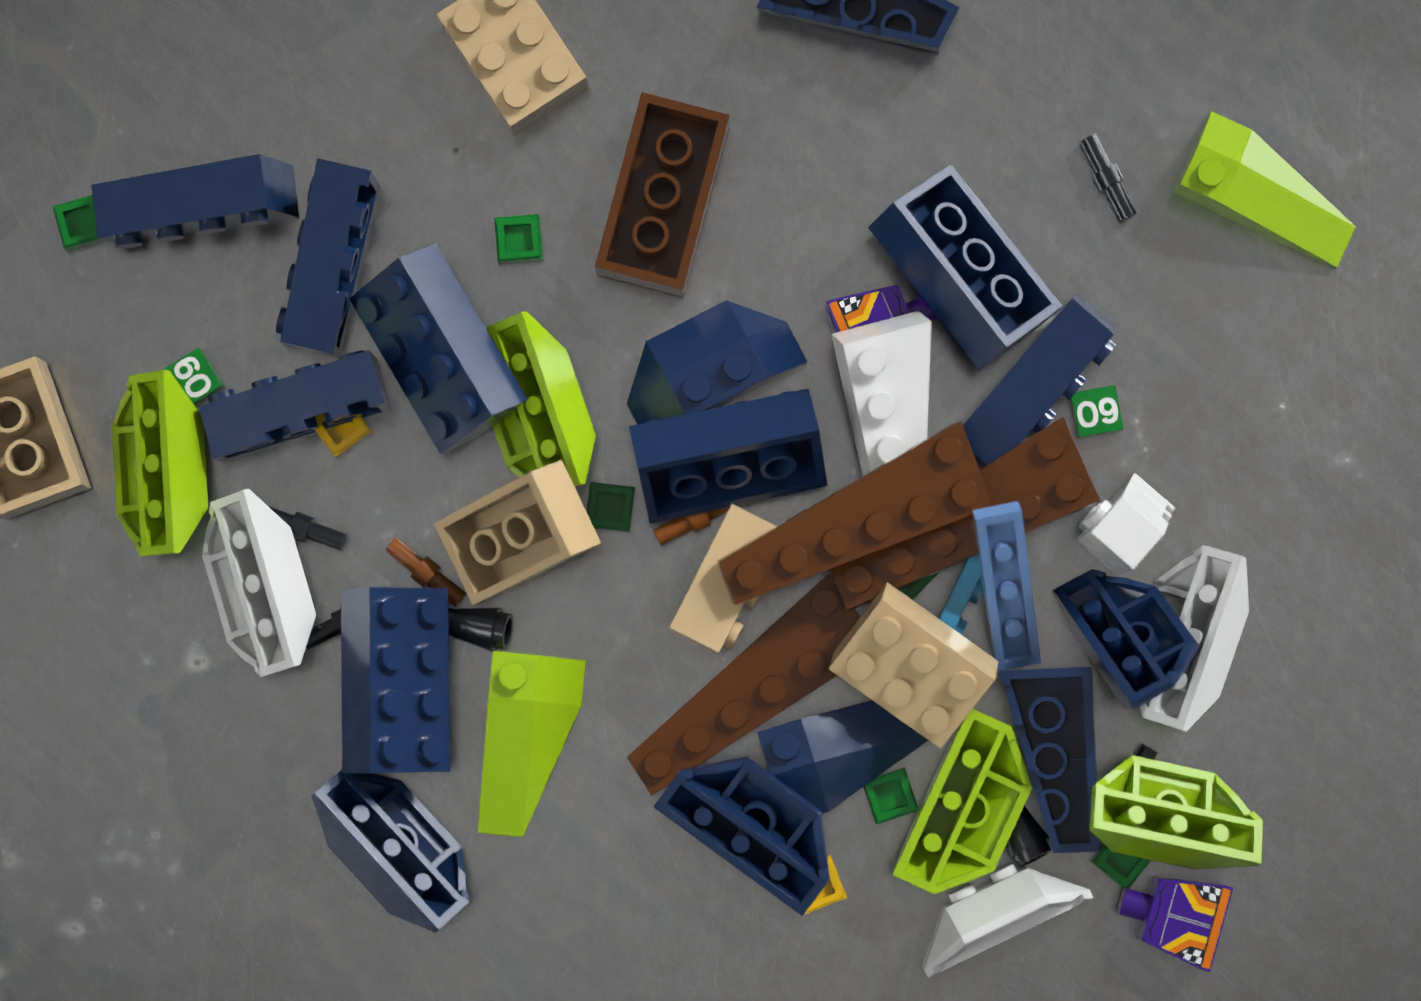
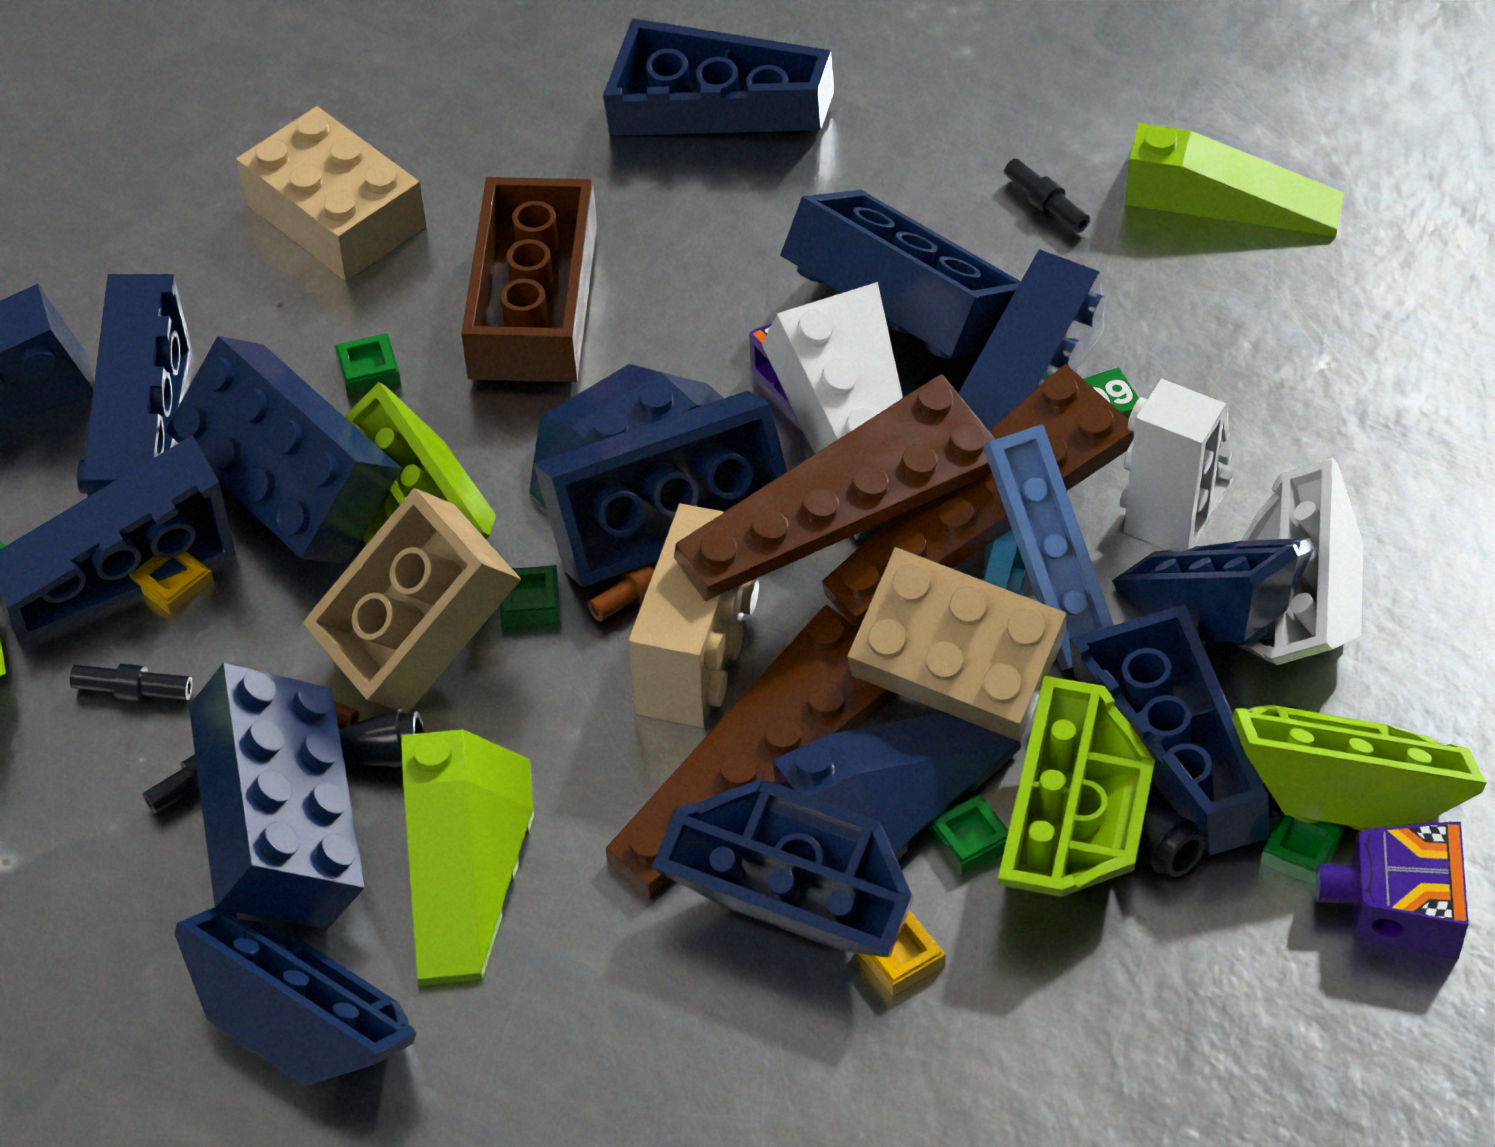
camera: 10 degrees left, 35 degrees down
(258, 583) = (72, 729): white wedge -> none
(996, 913) = (1163, 924): white wedge -> none

